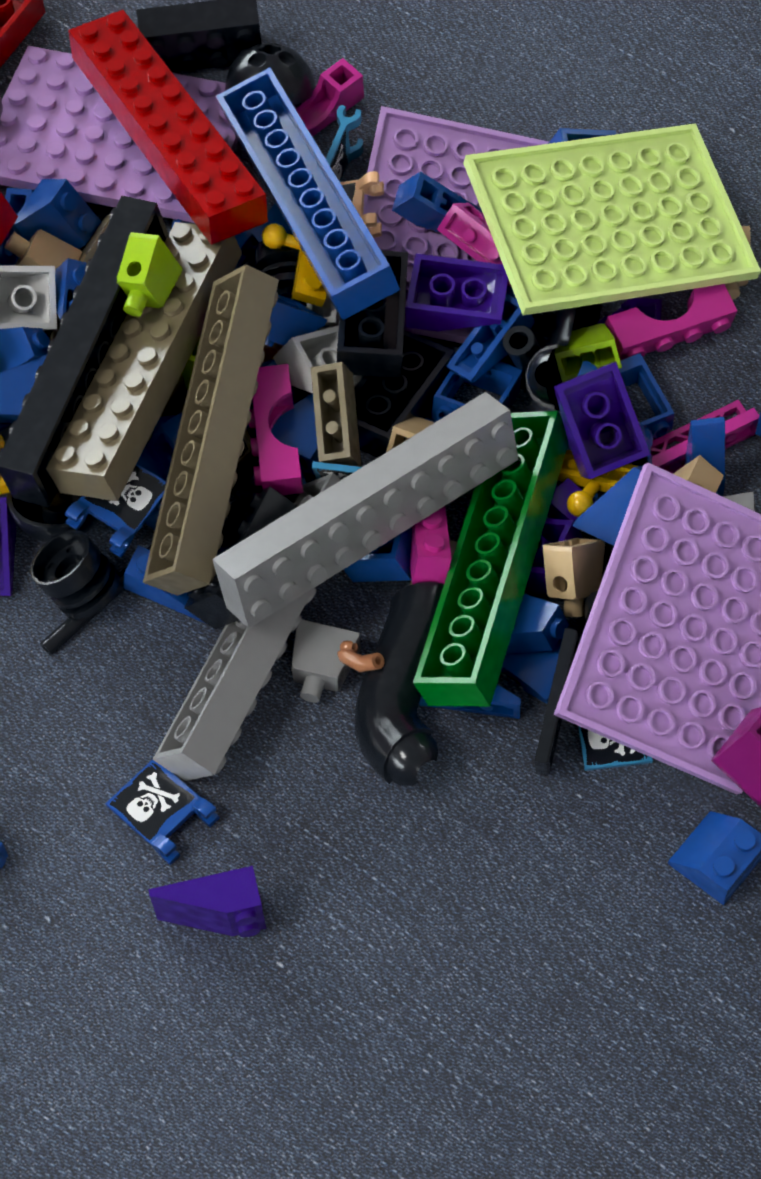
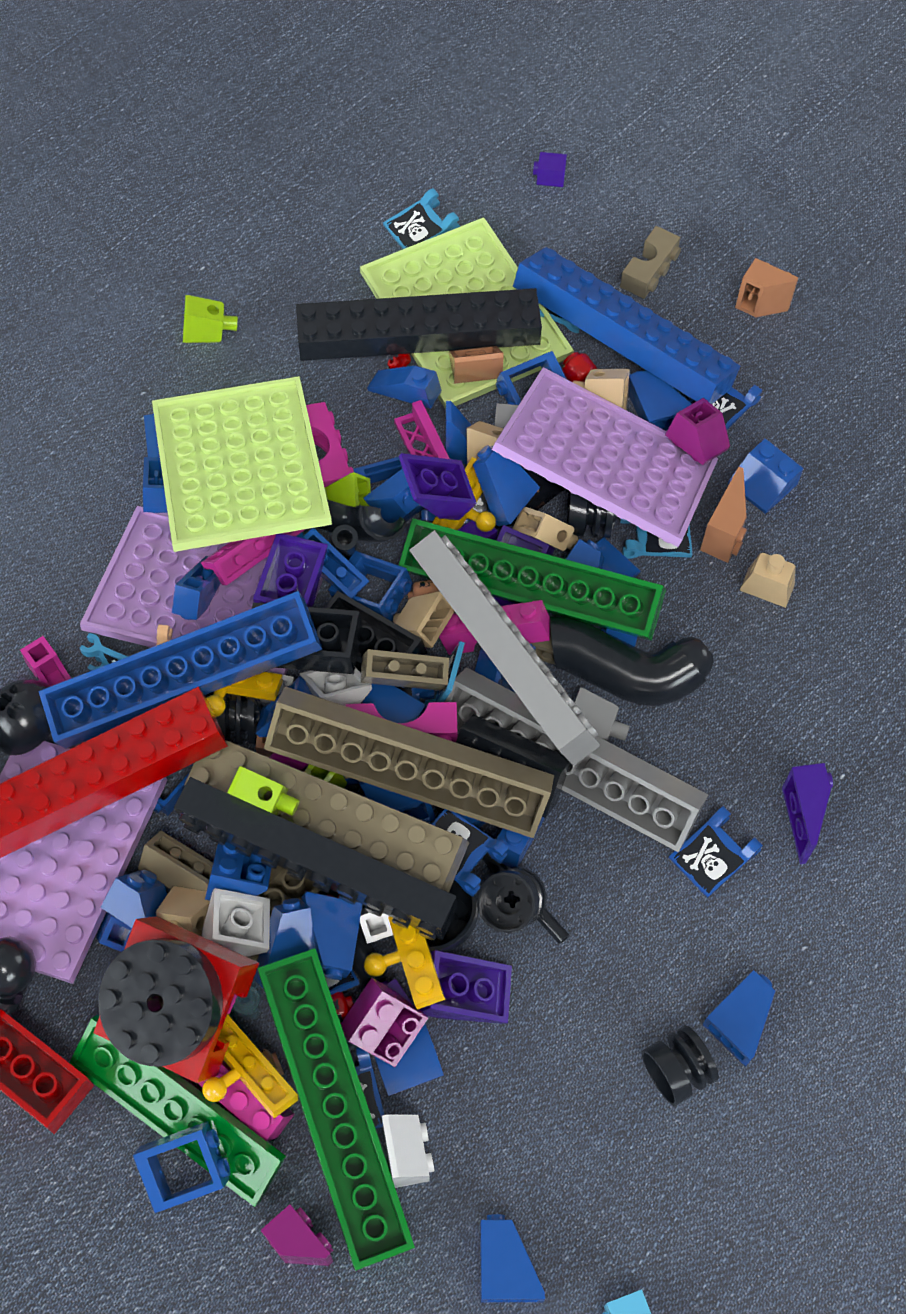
camera: 90 degrees left, 0 degrees up
(361, 663) = (610, 686): nougat arm -> none
(548, 856) = (770, 579): none -> tan torso
(552, 723) = (655, 554): black tile -> none
(634, 798) = (726, 525): none -> nougat slope

